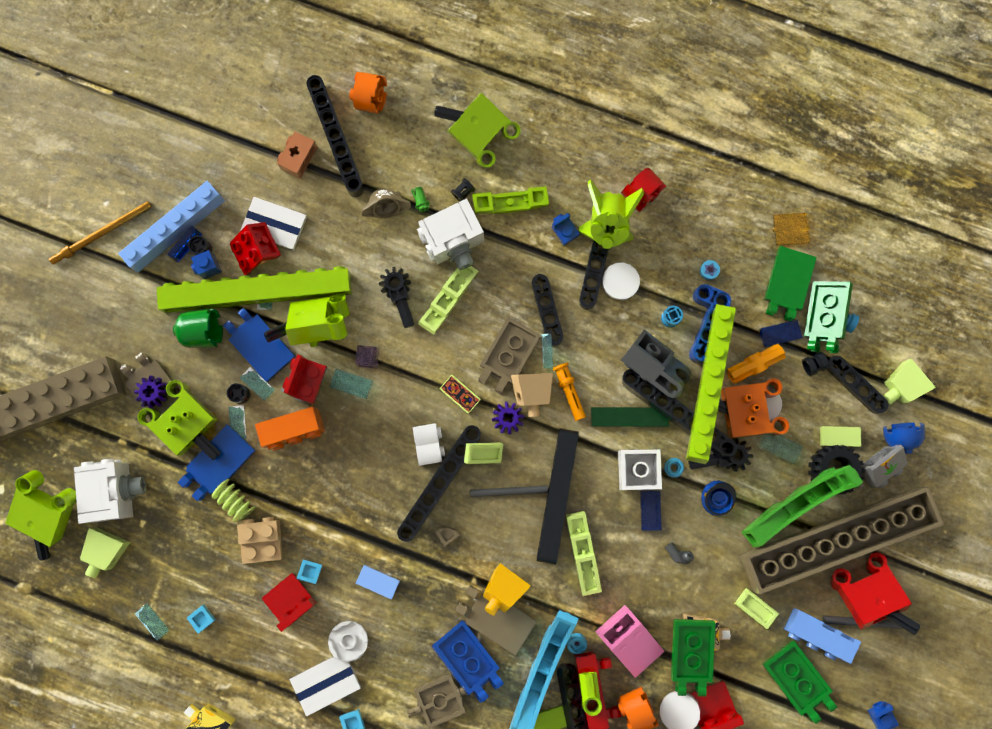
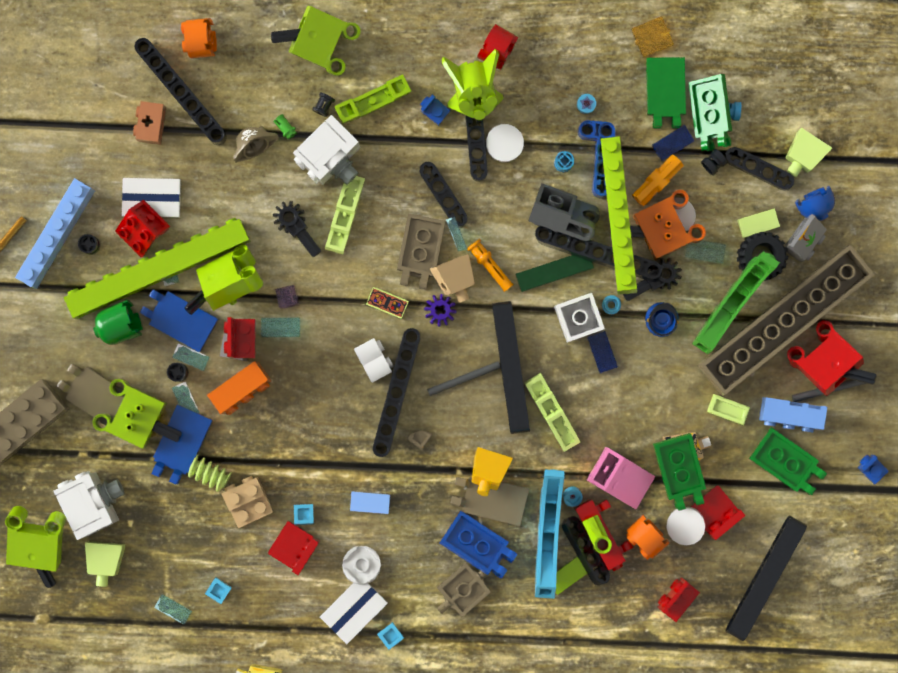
camera: 20 degrees left, 5 degrees up
(149, 385) = (90, 394): dark purple gear -> none
(180, 249) = (72, 248): clear blue tile -> none
(205, 265) = (101, 260): blue brick -> none
(483, 453) = (428, 350): yellowish green tile -> none
(682, 557) = (642, 385): dark grey arm -> none

